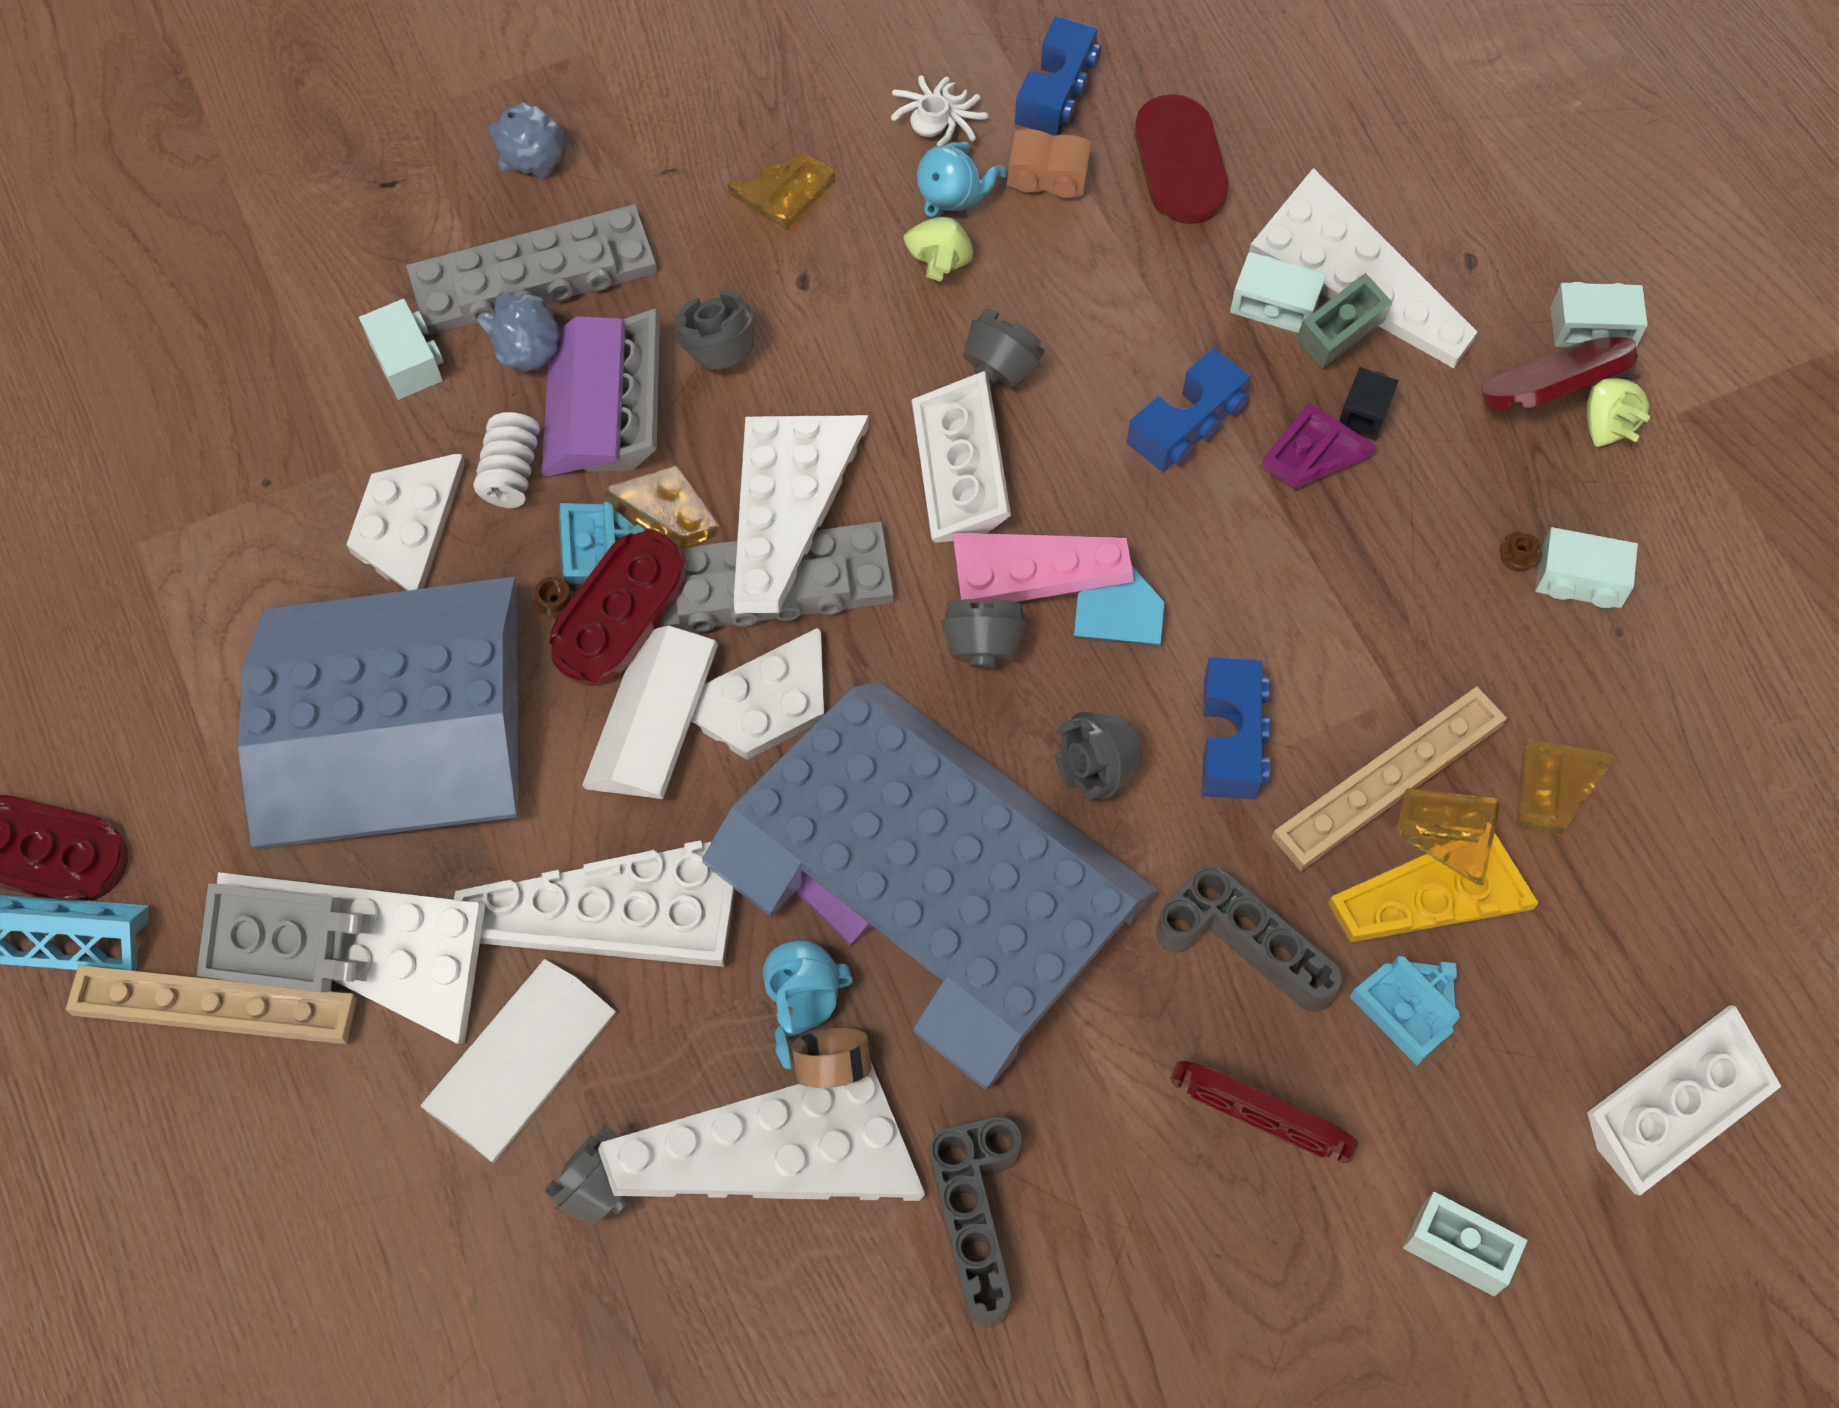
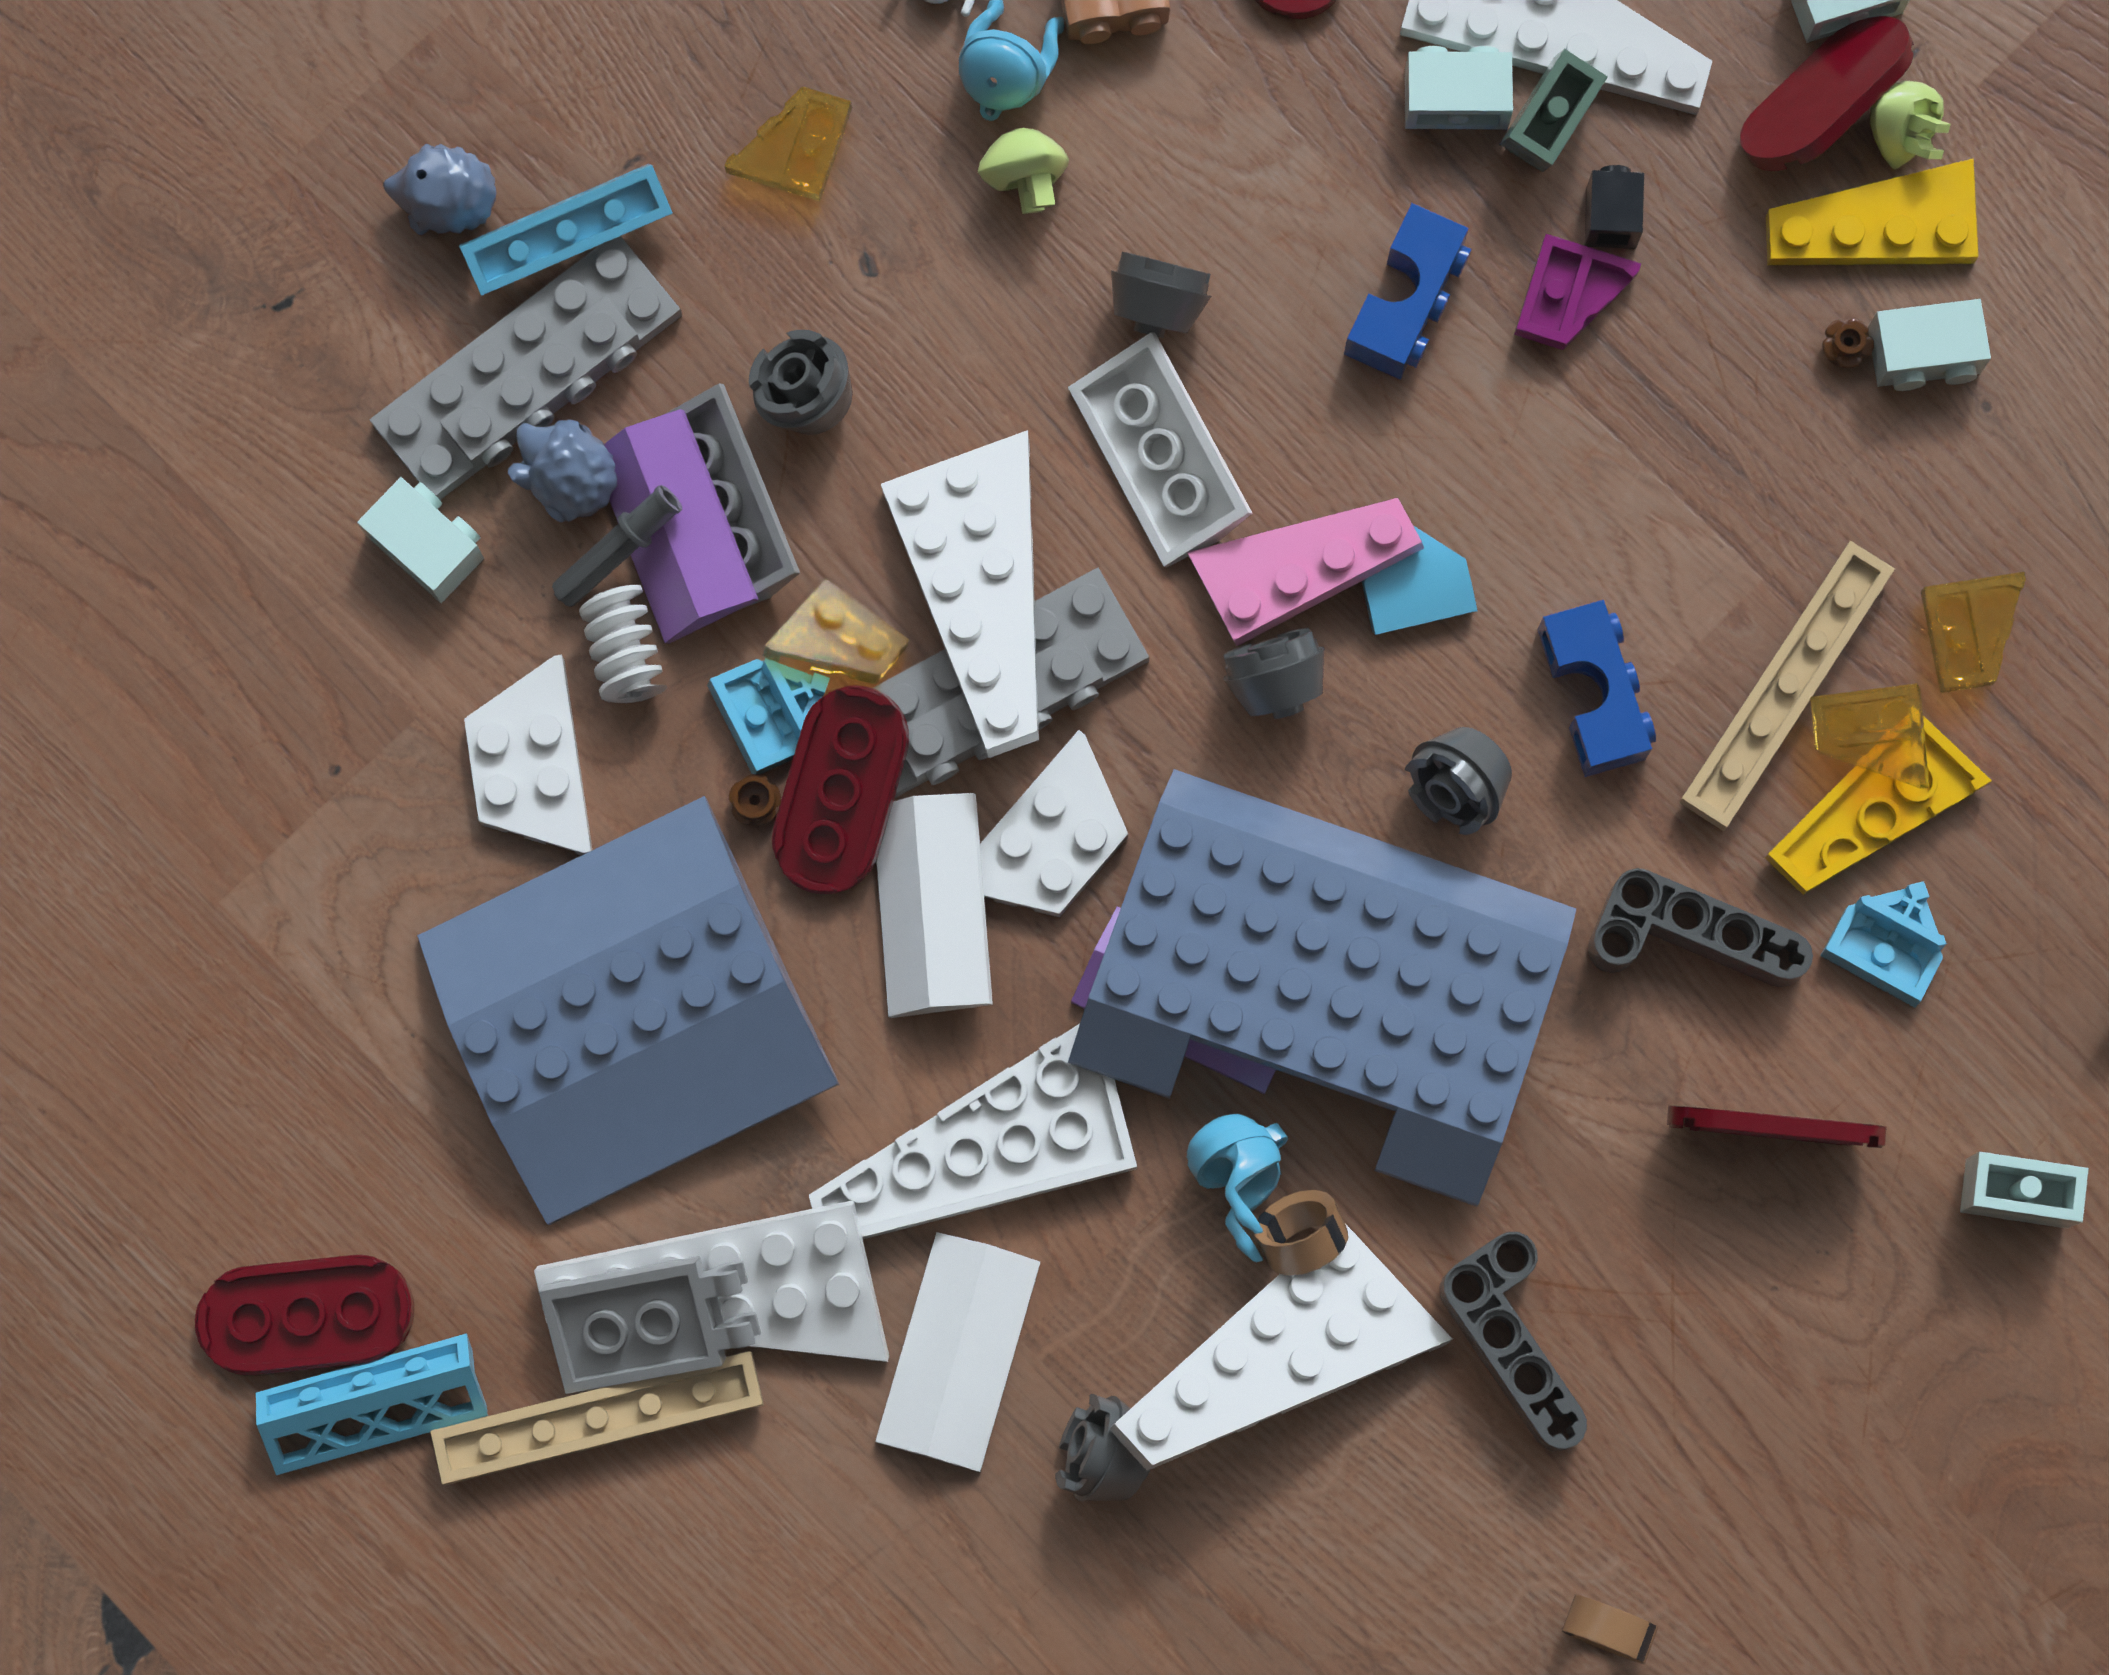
camera: 20 degrees left, 15 degrees up
(548, 382) = (616, 546): none -> dark grey axle
(597, 186) = (565, 229): none -> medium azure fence
(1582, 480) = (1892, 221): none -> yellow wing

